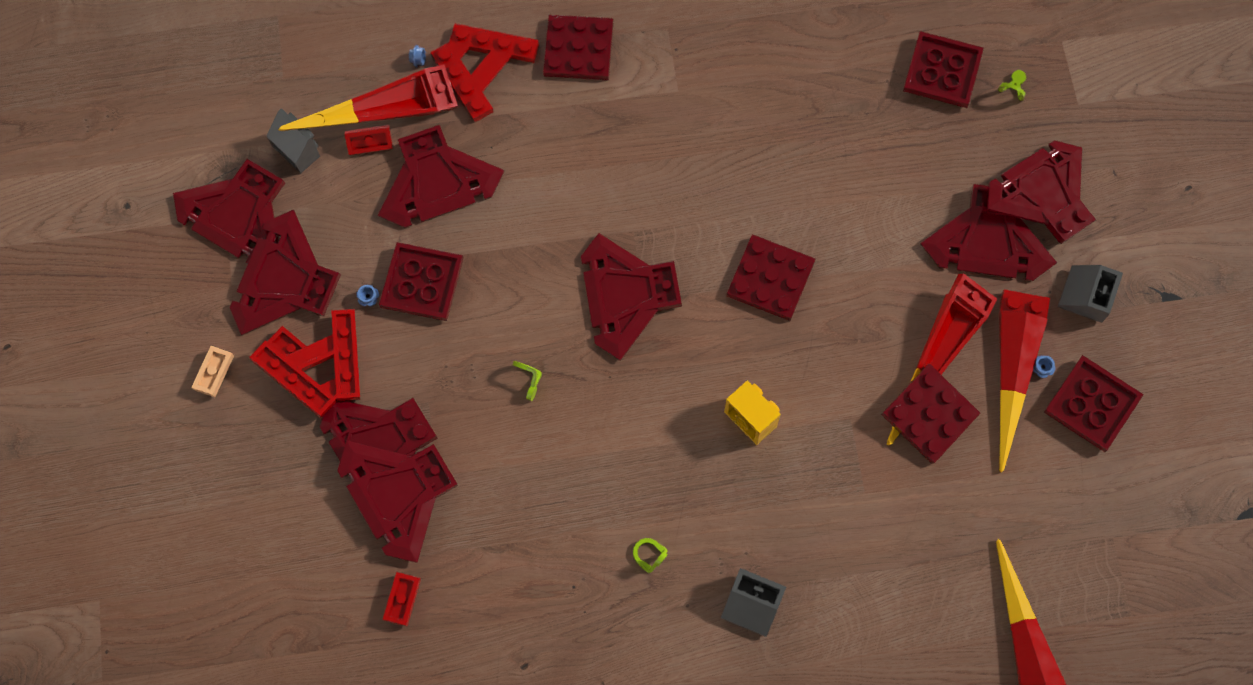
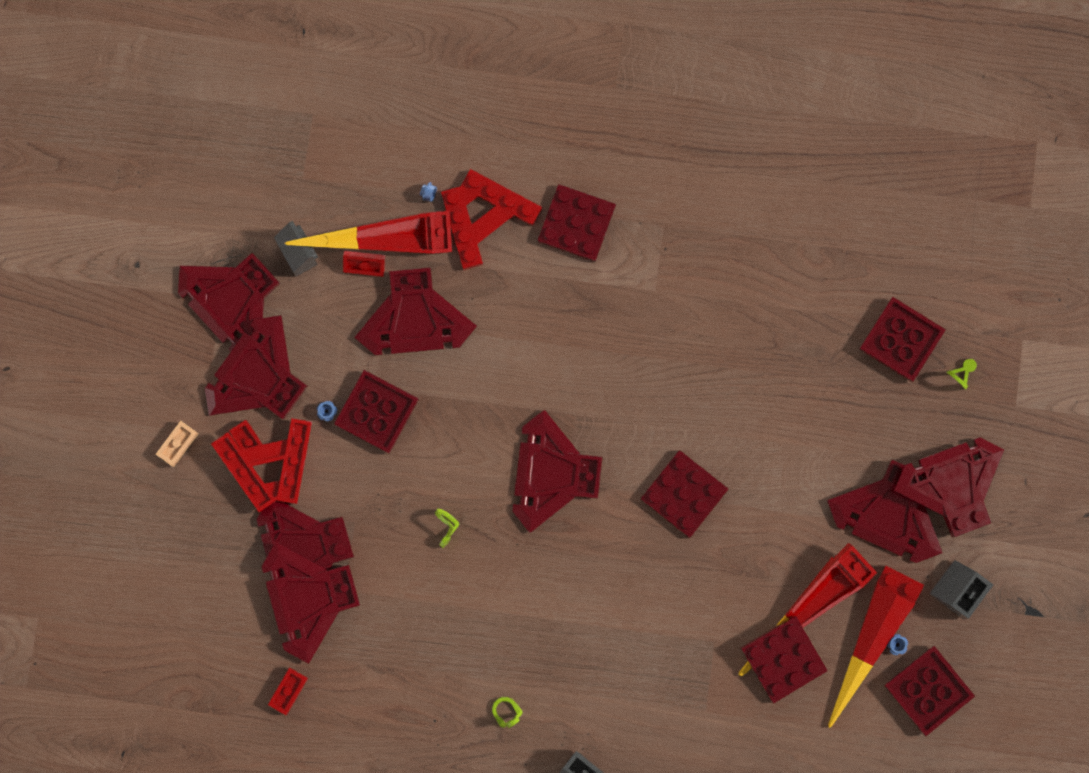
camera: 20 degrees right, 10 degrees up
(752, 412) = (628, 616): yellow brick -> none

